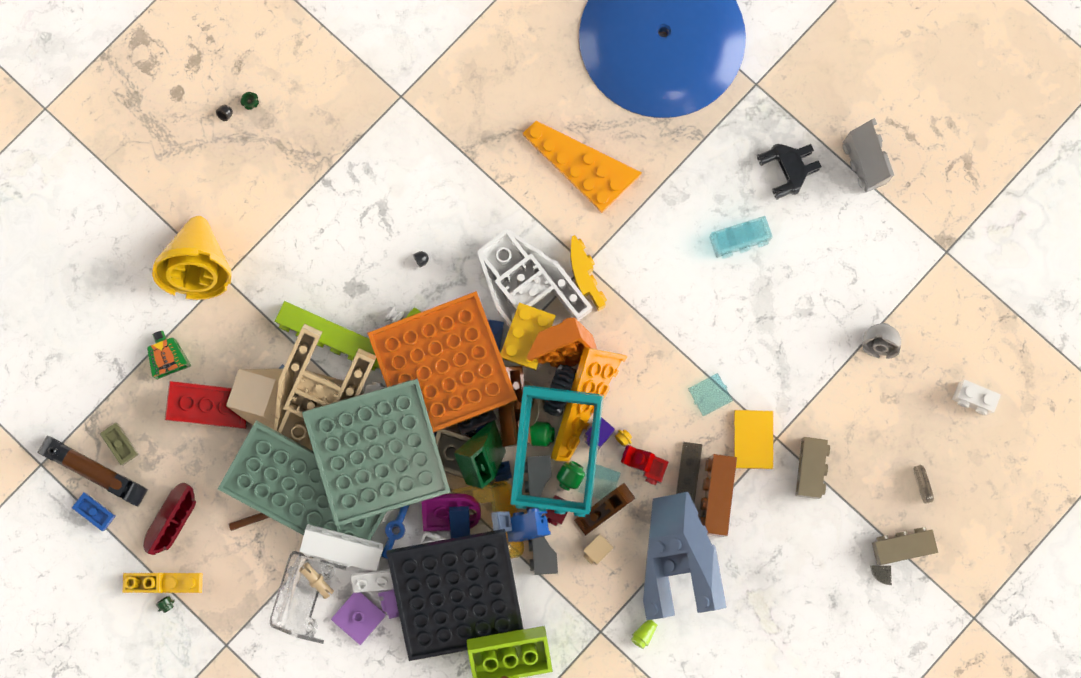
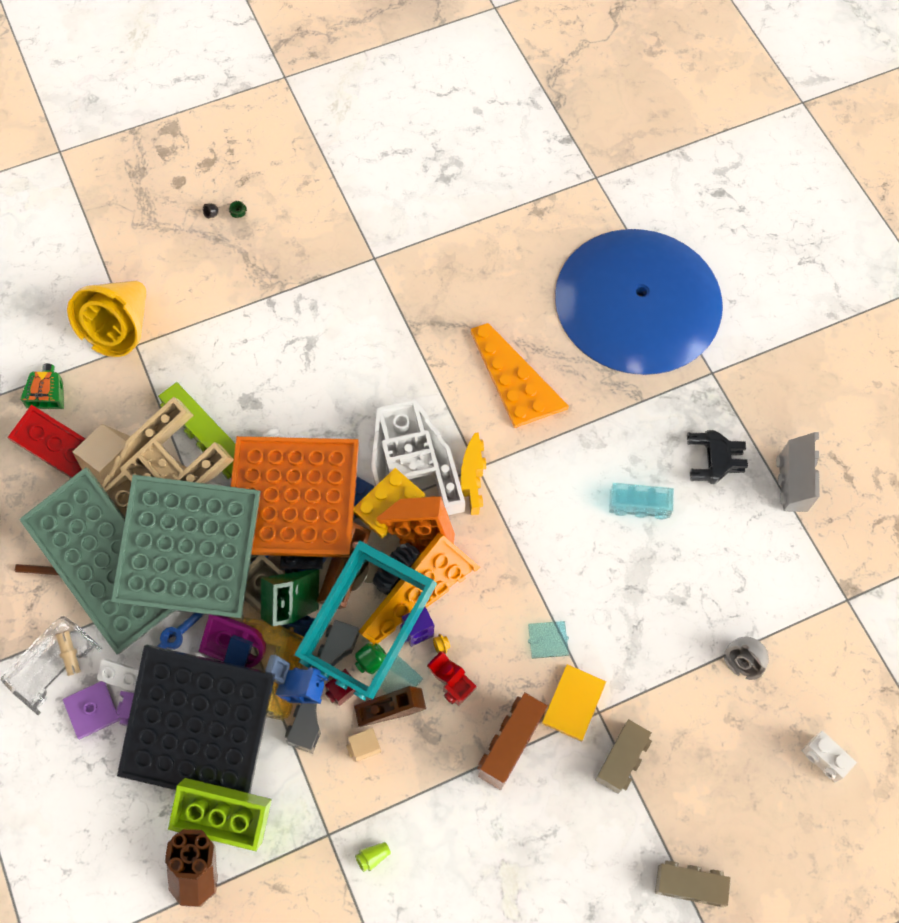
camera: 20 degrees right, 15 degrees down
(341, 548) = (107, 629): white brick -> none
(421, 258) = (324, 398): black hinge -> none
(542, 434) = (360, 605): green head -> none
(676, 547) = (446, 777): sand blue wedge -> none
(689, 469) = (487, 716): clear smoke tile -> none
(882, 574) = (656, 905): clear smoke tile -> none
(923, 484) = (738, 825): clear smoke tile -> none

